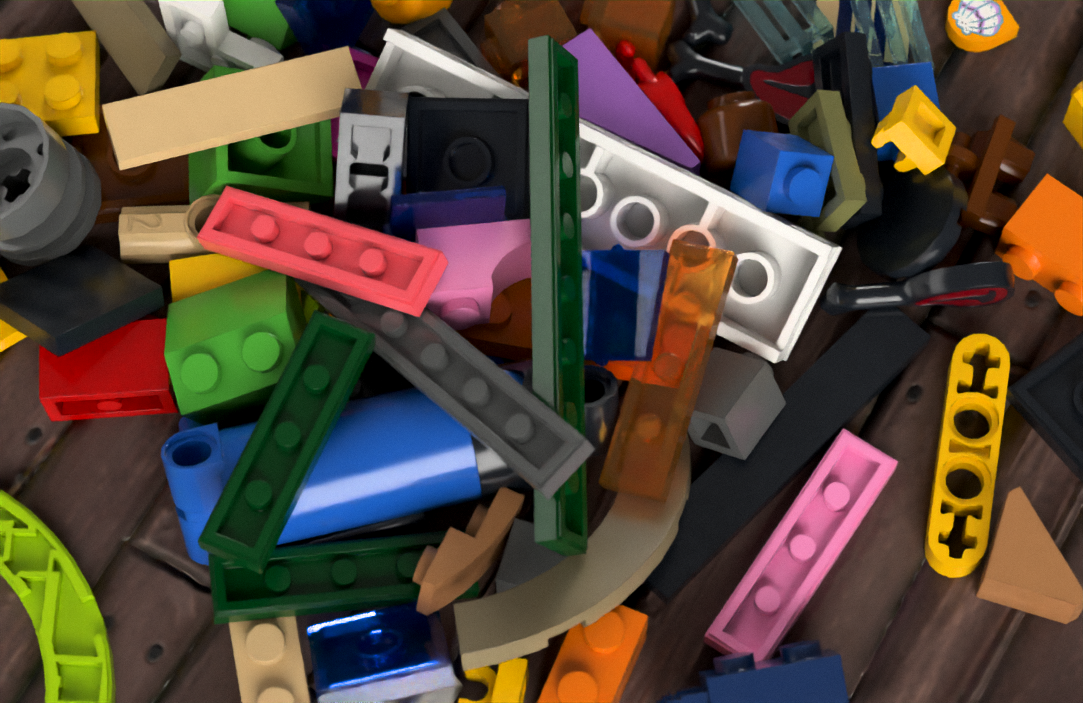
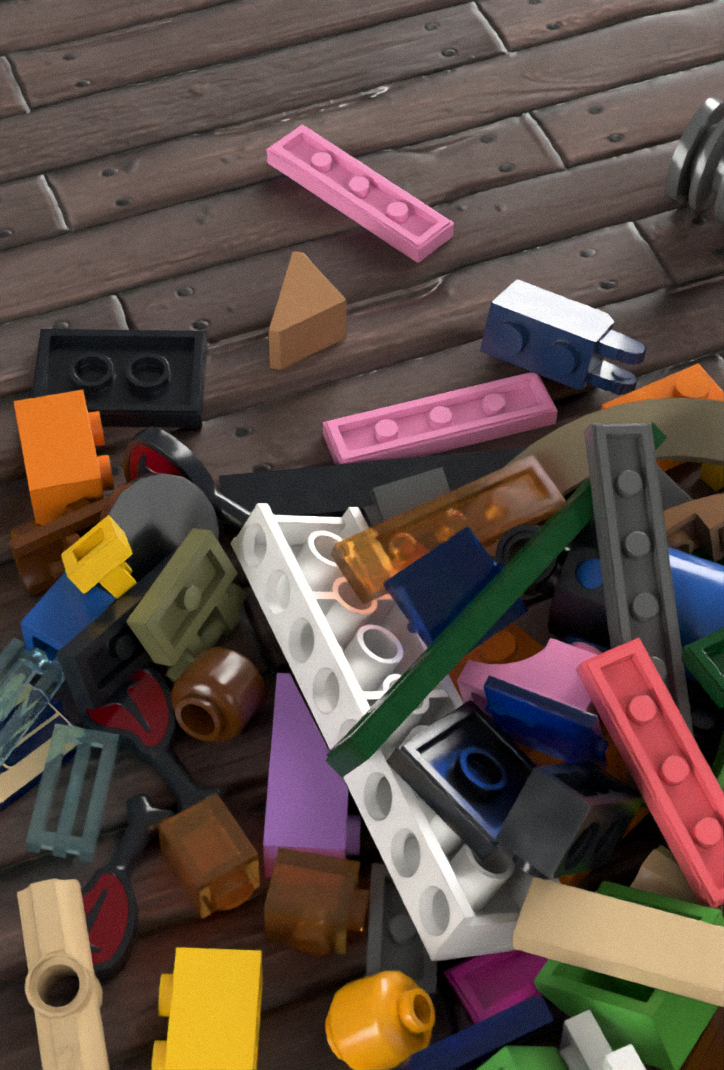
camera: 145 degrees left, 15 degrees down
(663, 95) = (252, 768): red piece -> none
(781, 173) = (228, 605): blue brick -> none
(969, 454) = (276, 408): yellow beam -> none

